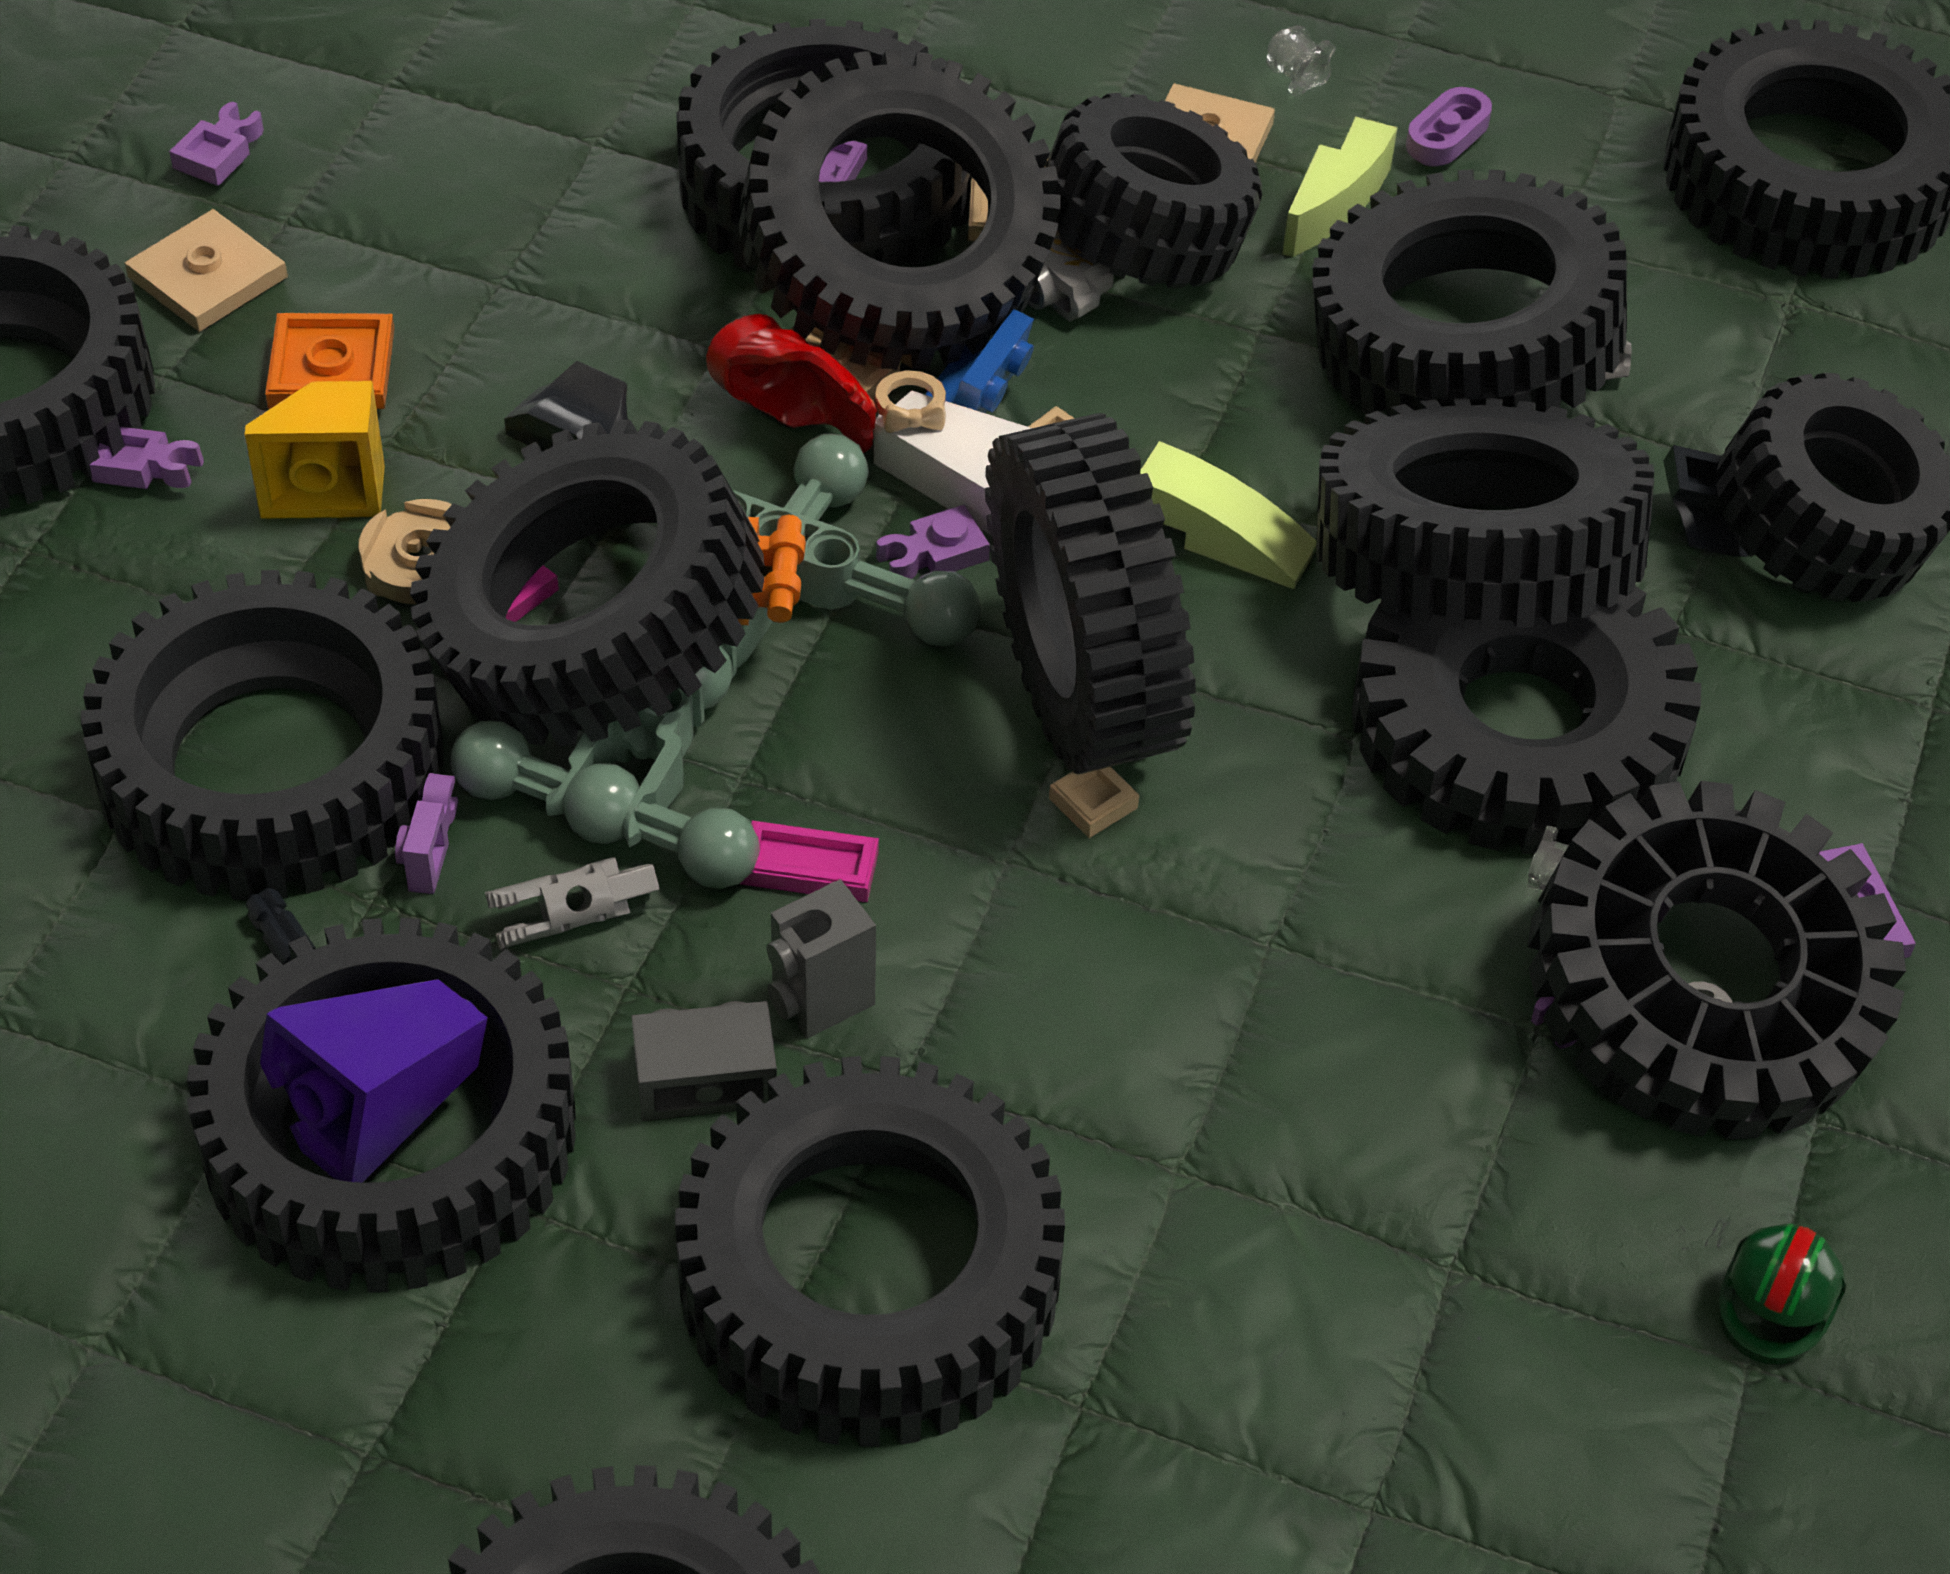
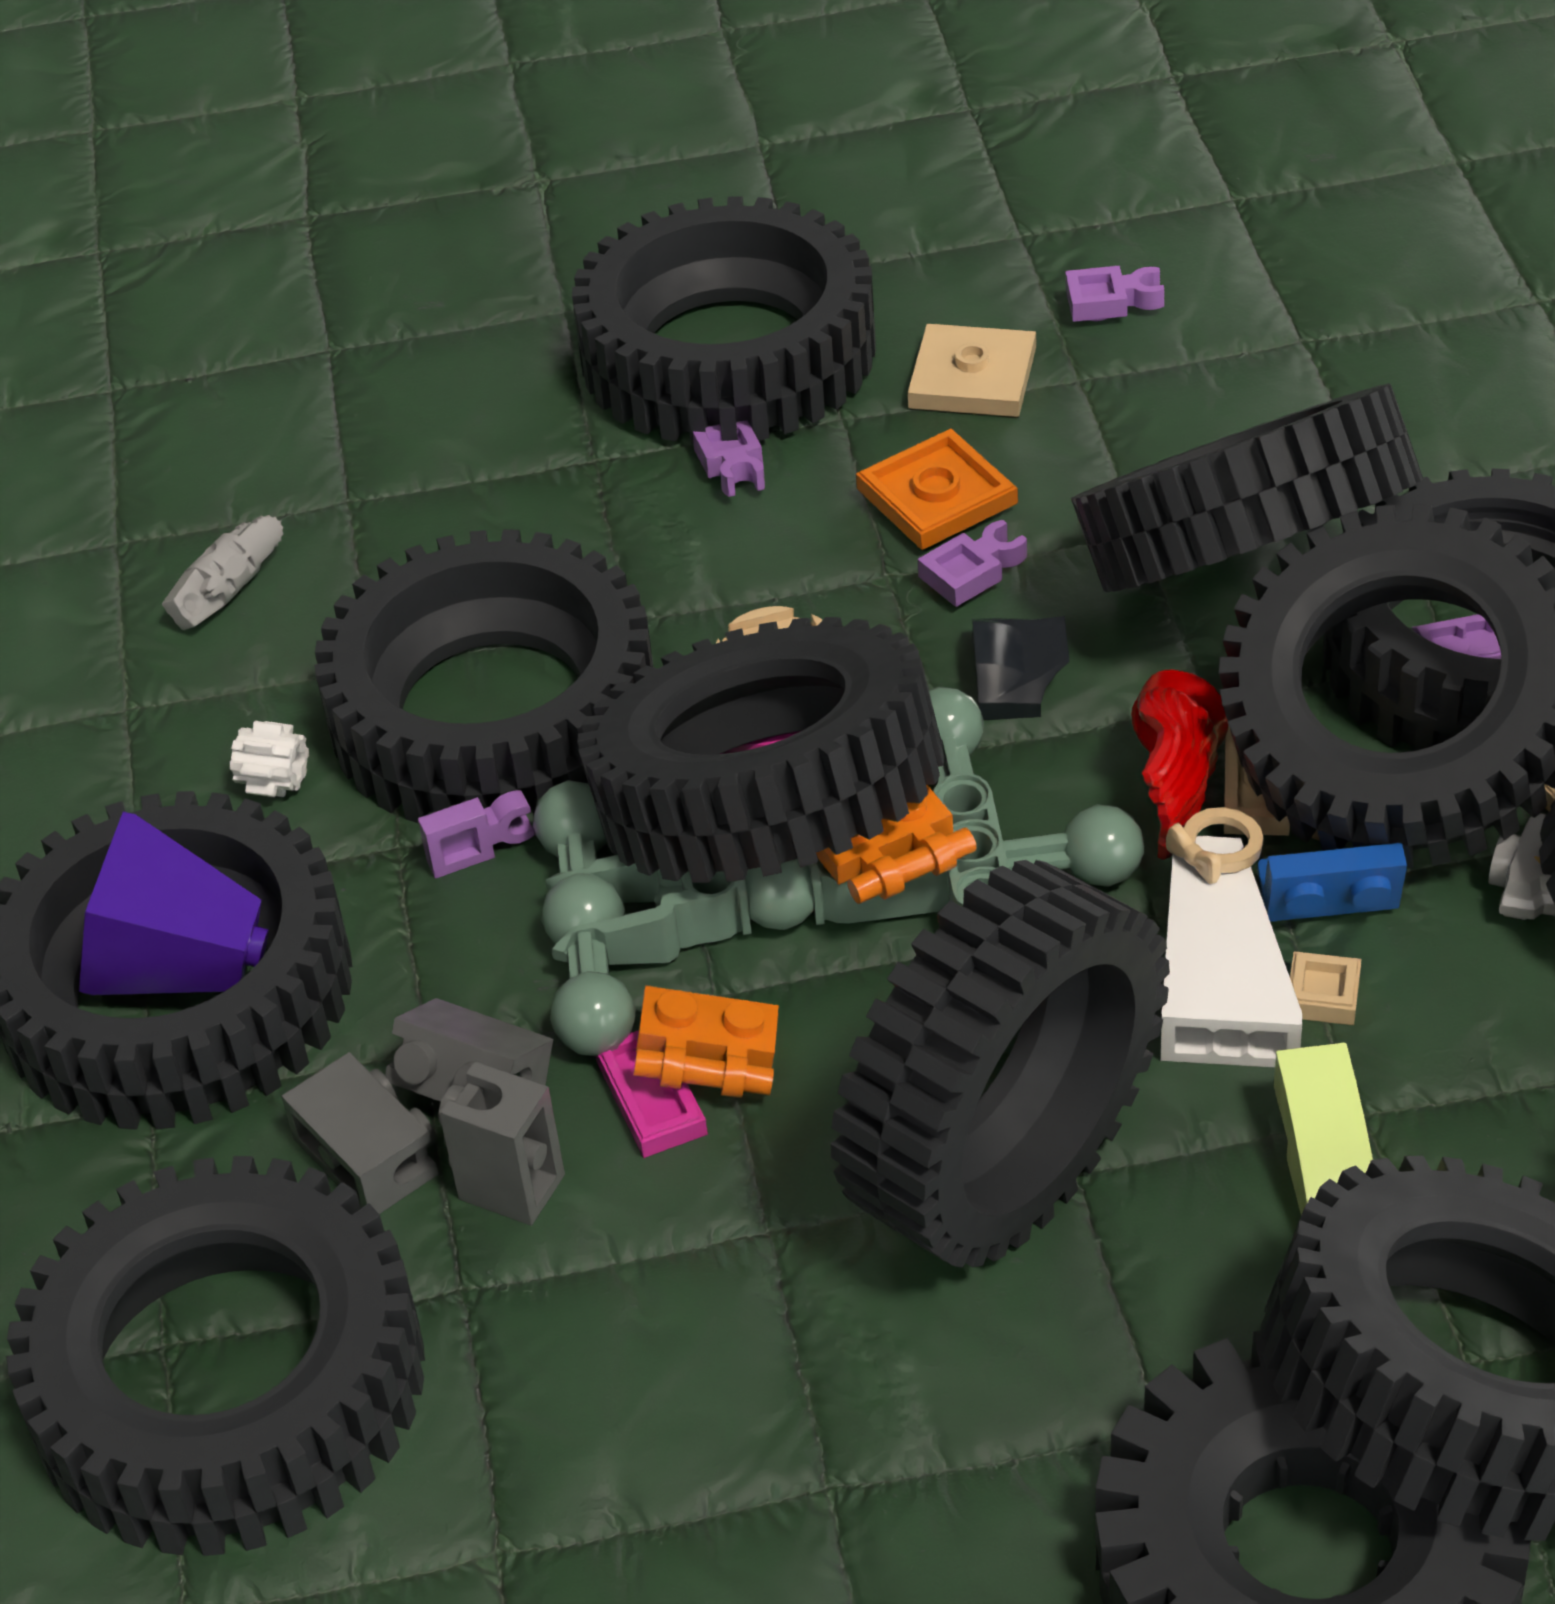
camera: 65 degrees right, 5 degrees down
(197, 930) = (269, 759): none -> white gear
(278, 925) = (317, 808): black axle -> none
(318, 453) = (803, 532): yellow slope -> none
(441, 388) = (969, 566): none -> medium lavender plate
(604, 898) = (476, 957): light grey hinge -> none
(622, 170) = (1248, 489): none -> black tyre
(697, 947) = (447, 1039): none -> dark grey brick
(808, 794) = (706, 1041): none -> orange plate
(1094, 799) = (888, 1259): tan tile -> none

